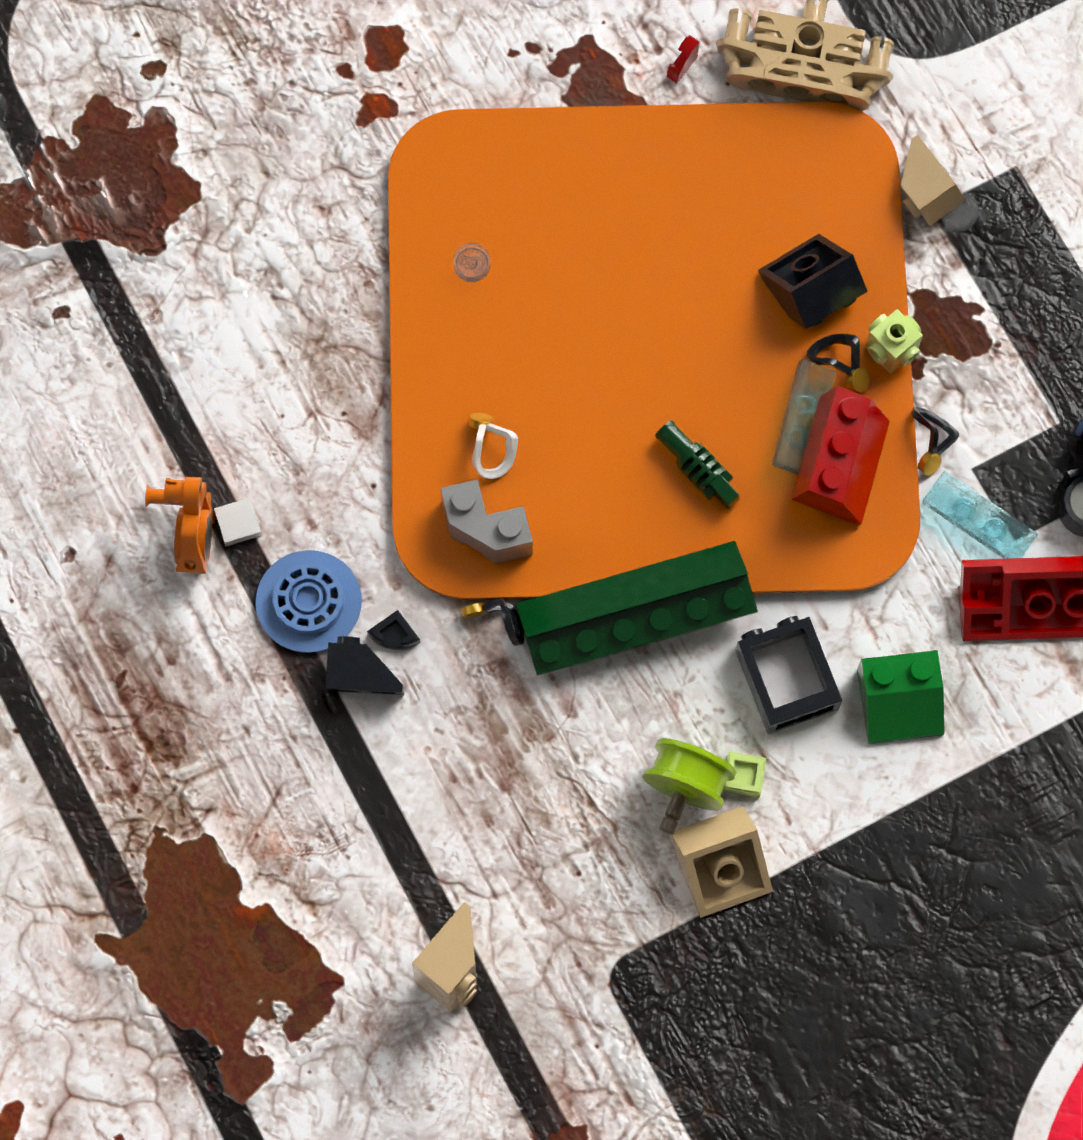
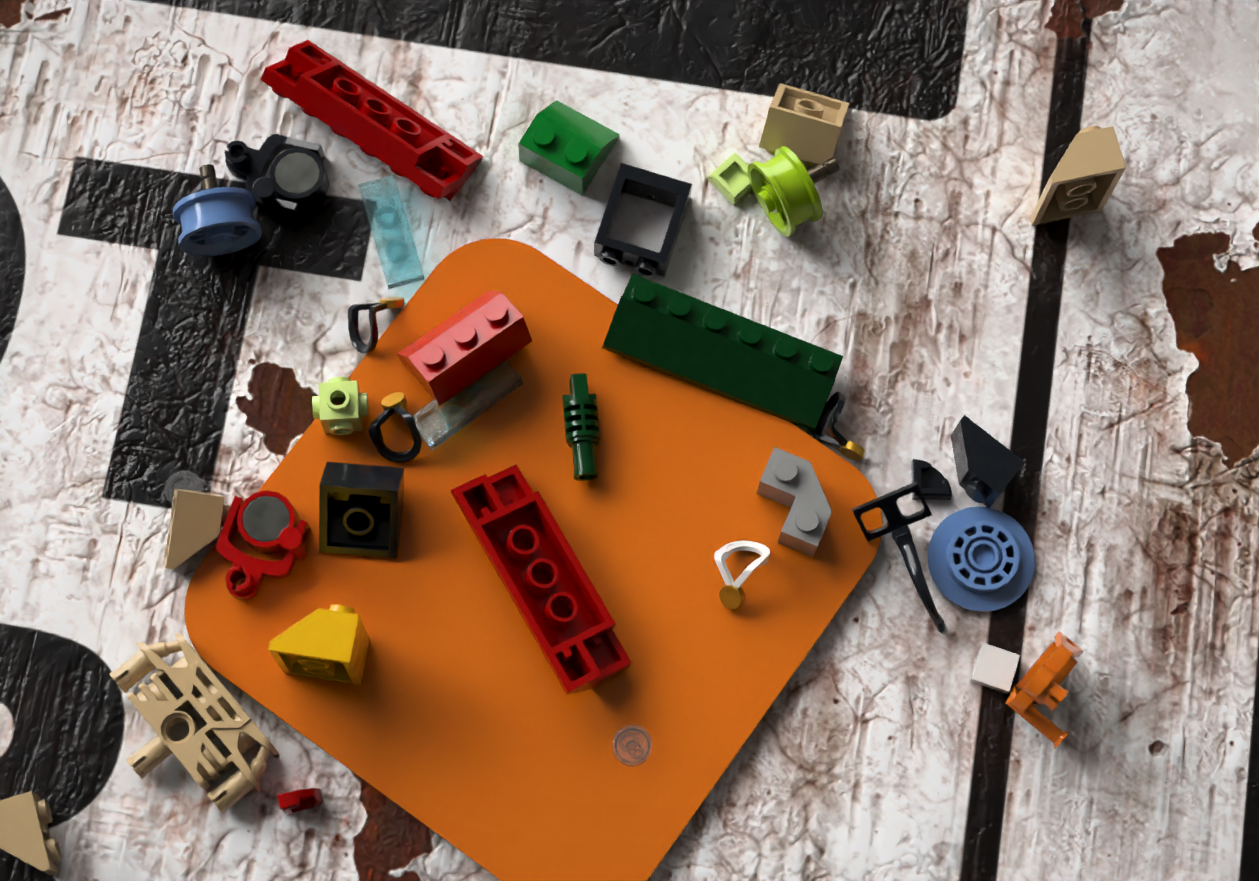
camera: 145 degrees left, 0 degrees up
(368, 555) = (901, 534): none -> black piece
(635, 320) = (543, 578): none -> red slope
(743, 145) = (324, 646): none -> yellow slope
(872, 216) = (269, 527): none -> red piece

